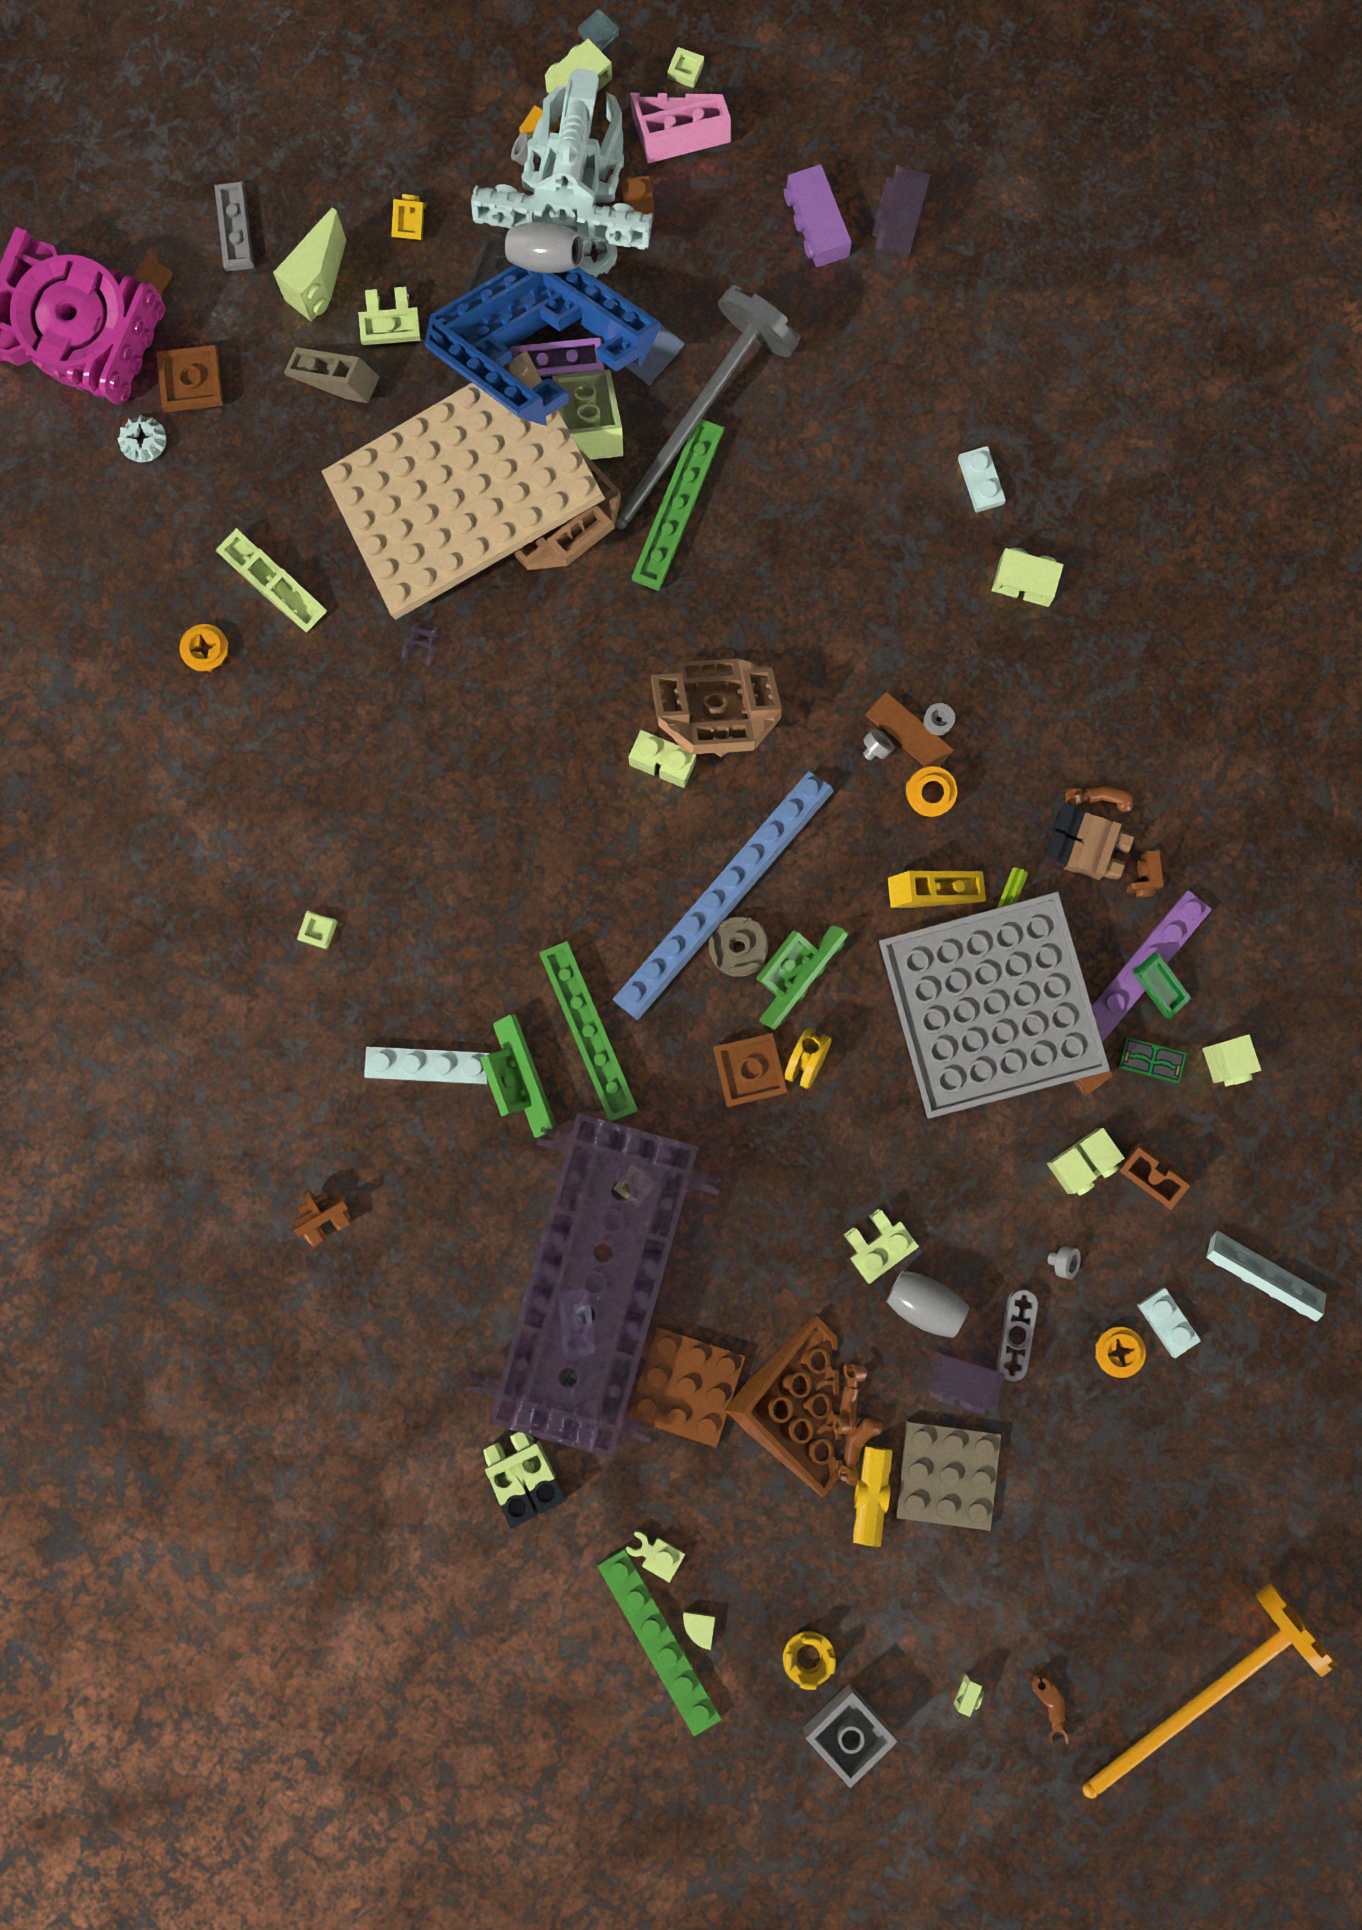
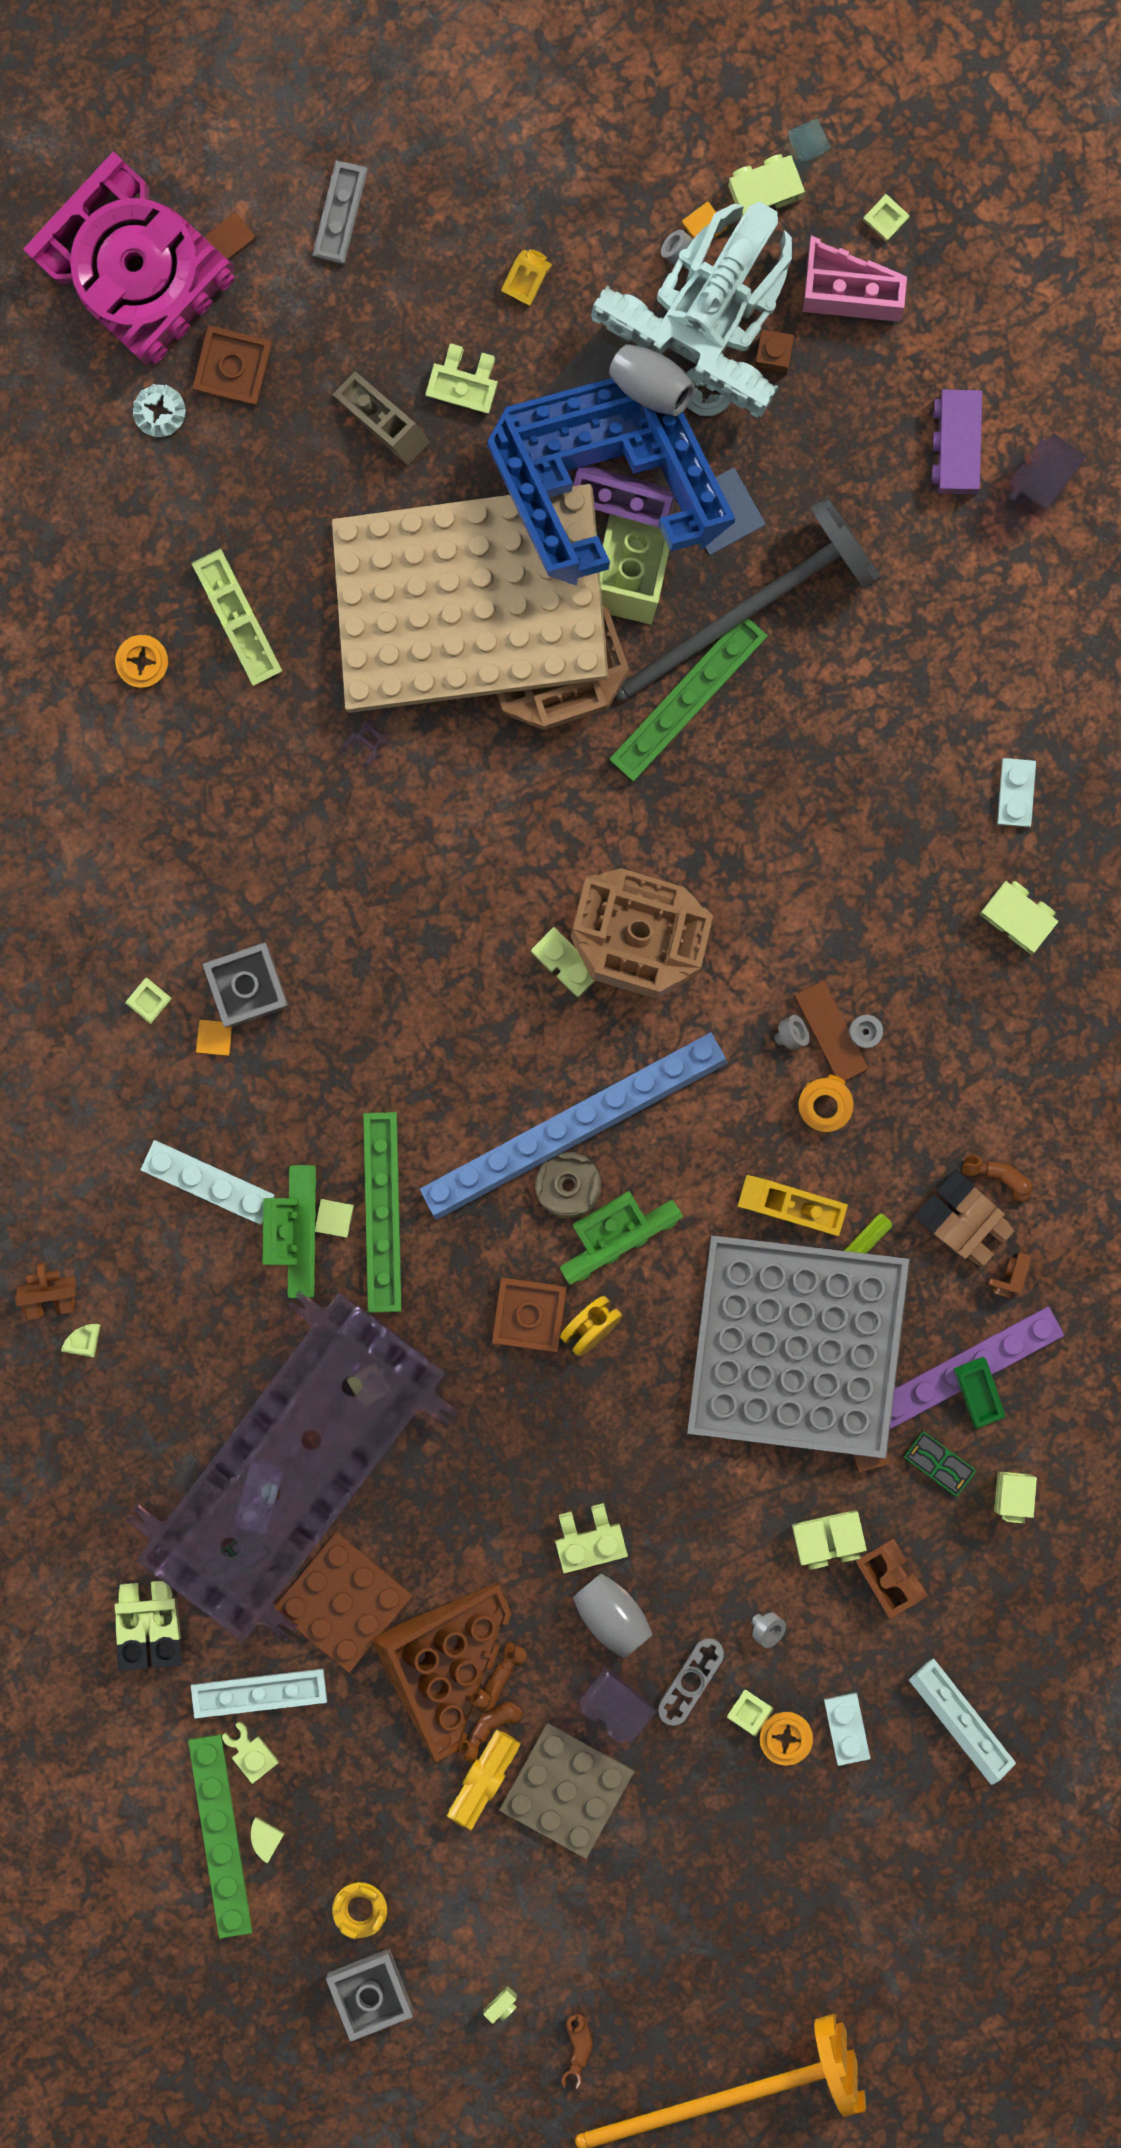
camera: 30 degrees right, 5 degrees up
(312, 267) = (400, 305): yellowish green slope -> none
(370, 1245) = (83, 1340): none -> yellowish green tile
(386, 939) = (213, 1038): none -> light orange tile
(395, 882) = (245, 985): none -> light grey brick
(548, 1053) = (334, 1218): none -> yellowish green tile
(643, 1498) = (259, 1693): none -> light aqua plate
(1080, 1342) = (750, 1713): none -> yellowish green plate

